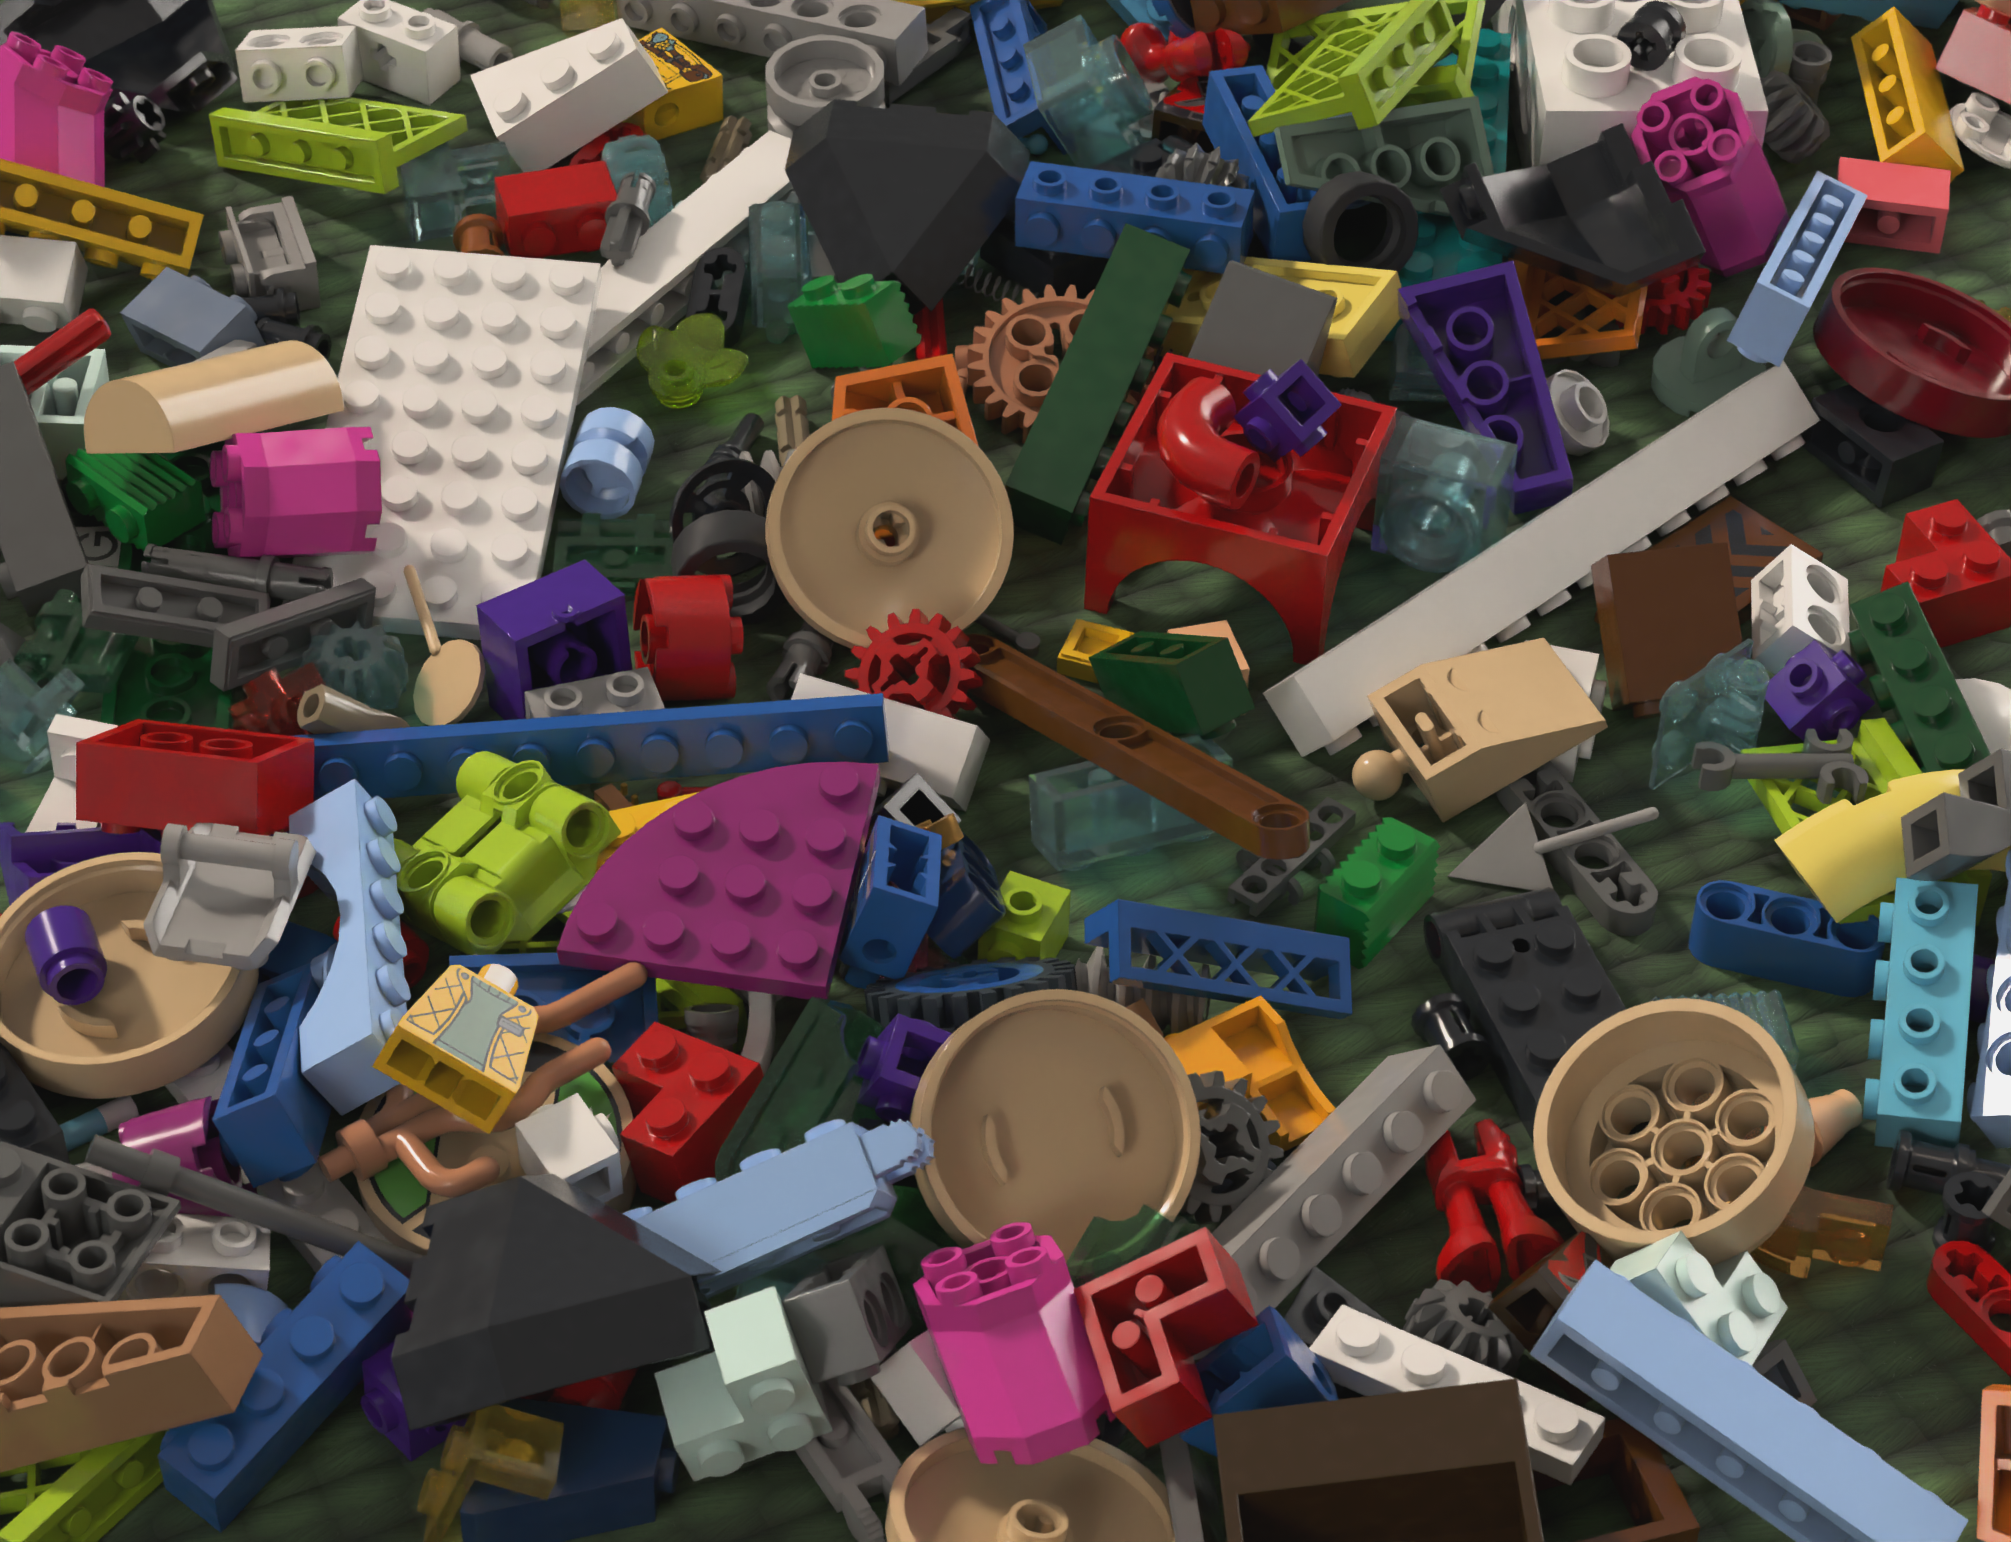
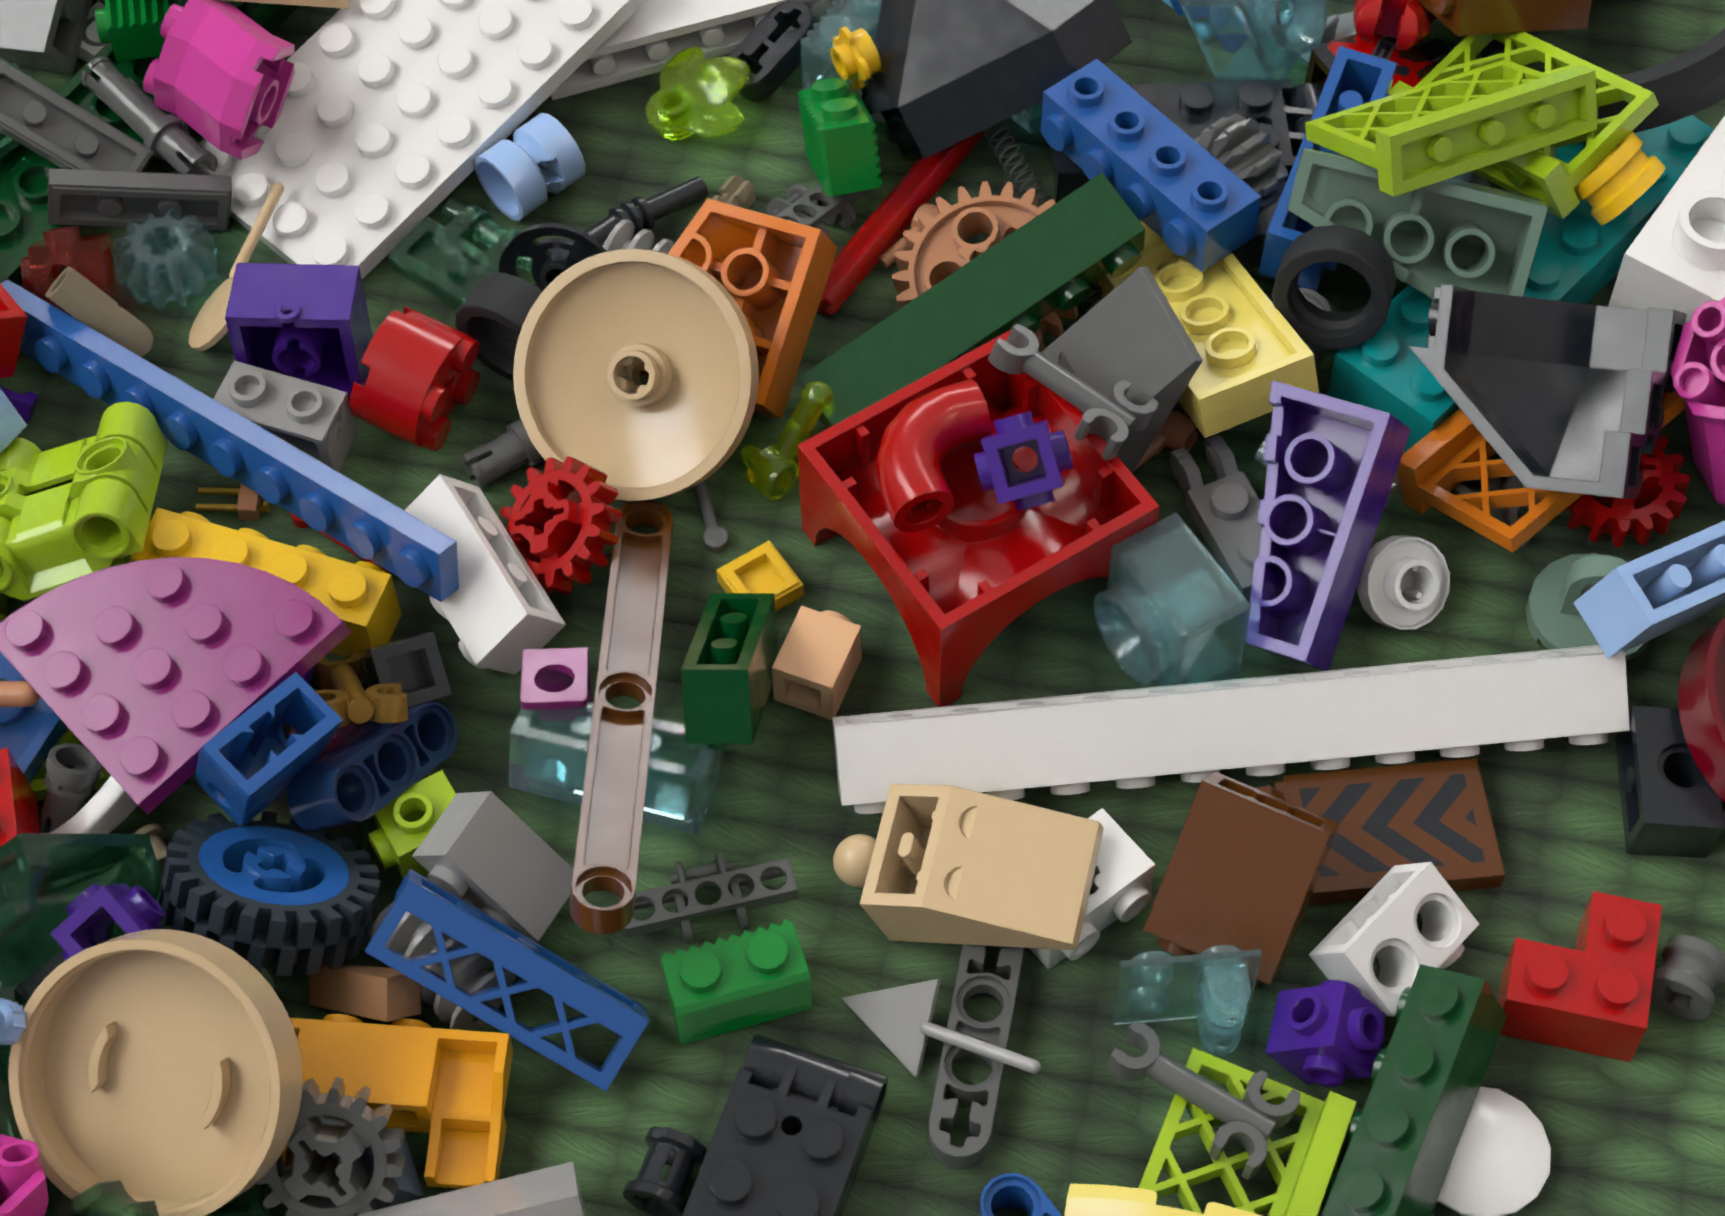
camera: 40 degrees right, 15 degrees up
(822, 251) = (855, 56): none -> yellow plate
(1030, 570) = (774, 468): none -> clear neon green piece
(1033, 763) = (558, 671): none -> bracket
(1108, 871) = (496, 863): none -> light grey brick
(1201, 357) = (1102, 416): none -> dark grey bar
(1496, 71) = (1619, 179): none -> yellow wheel

